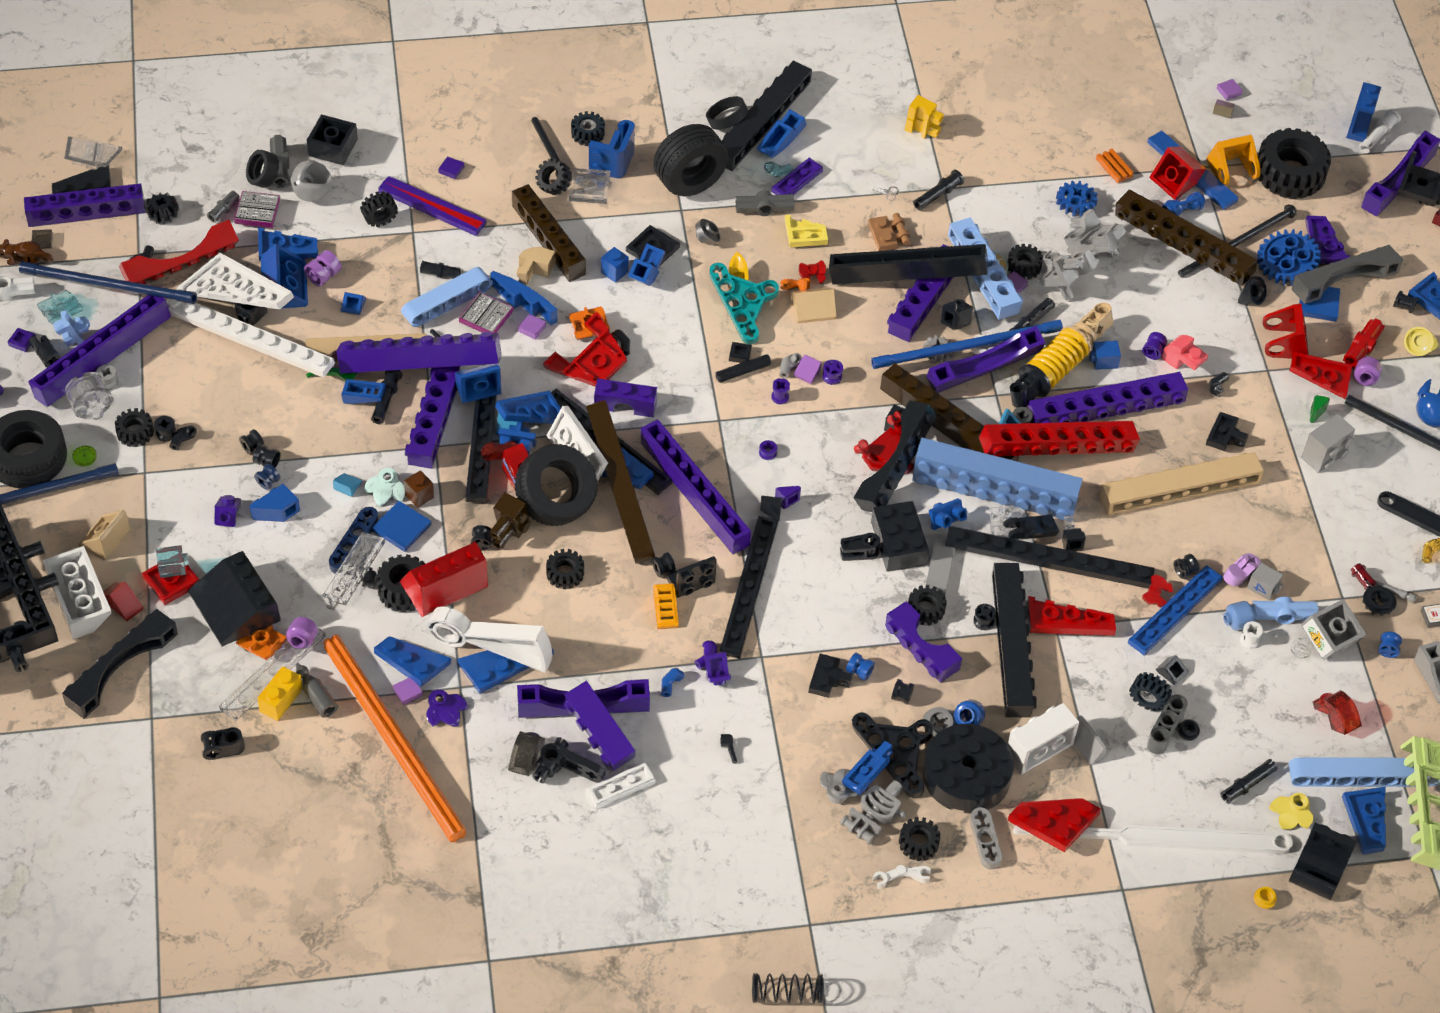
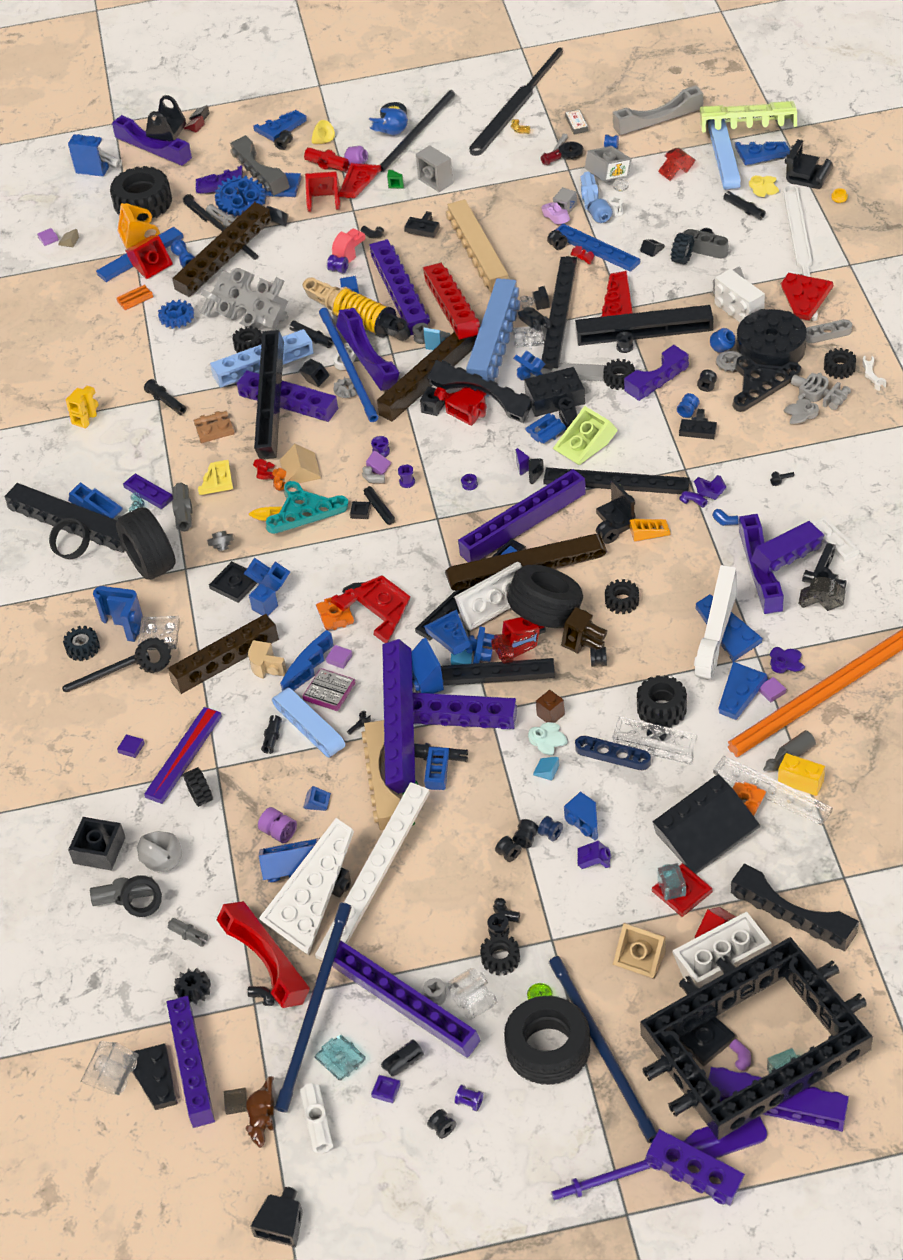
camera: 85 degrees left, 5 degrees down
(71, 329) = (377, 1028): light blue hips -> none
(222, 743) = (865, 812): black piece -> none
(257, 209) = (192, 899): tile -> none
(301, 245) = (244, 867): blue wing -> none
(301, 632) = (735, 763): medium lavender head -> none
(401, 526) = (590, 719): blue tile -> none
(446, 579) = (658, 661): red slope -> none
(639, 397) = (425, 570): dark purple arch -> none
(821, 560) = (585, 436): none -> yellowish green slope
(834, 521) = (546, 428): none -> blue piece
(868, 768) = (788, 389): blue hinge -> none
(890, 193) = (167, 429): clear hand -> none
(1249, 245) = (211, 209): none -> light grey pin

